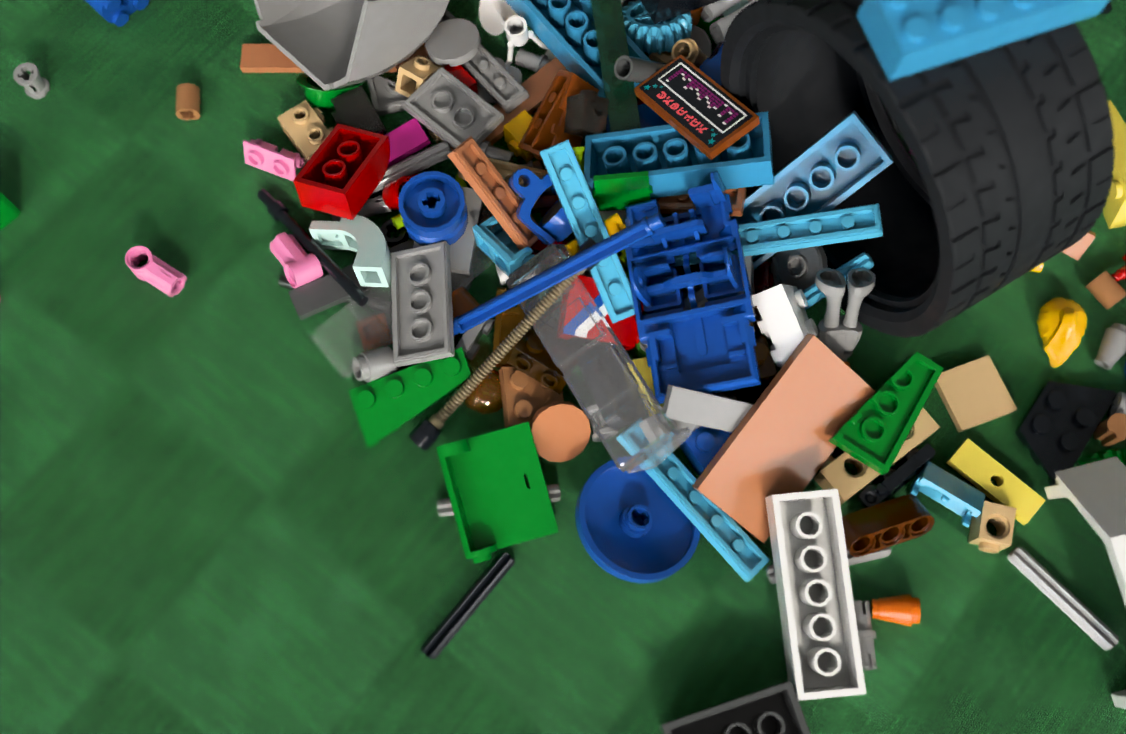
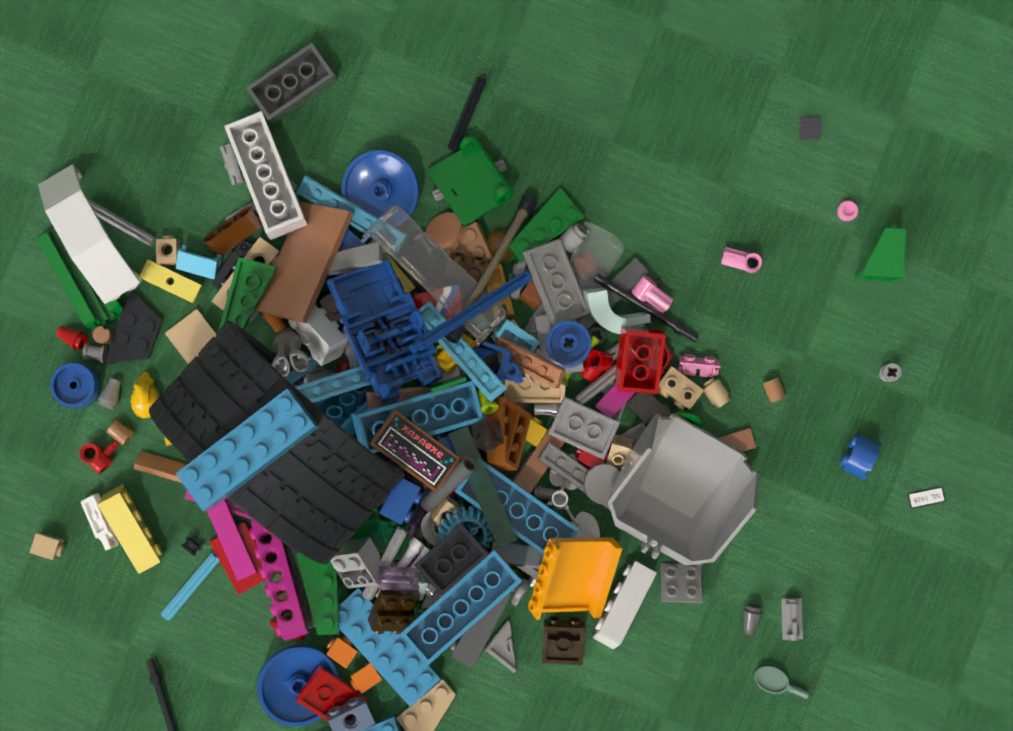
camera: 160 degrees right, 15 degrees up
(264, 118) = (716, 392): none -> tan brick
(690, 50) = (434, 508): tan cone -> none
(897, 609) = (215, 185): orange cone -> none

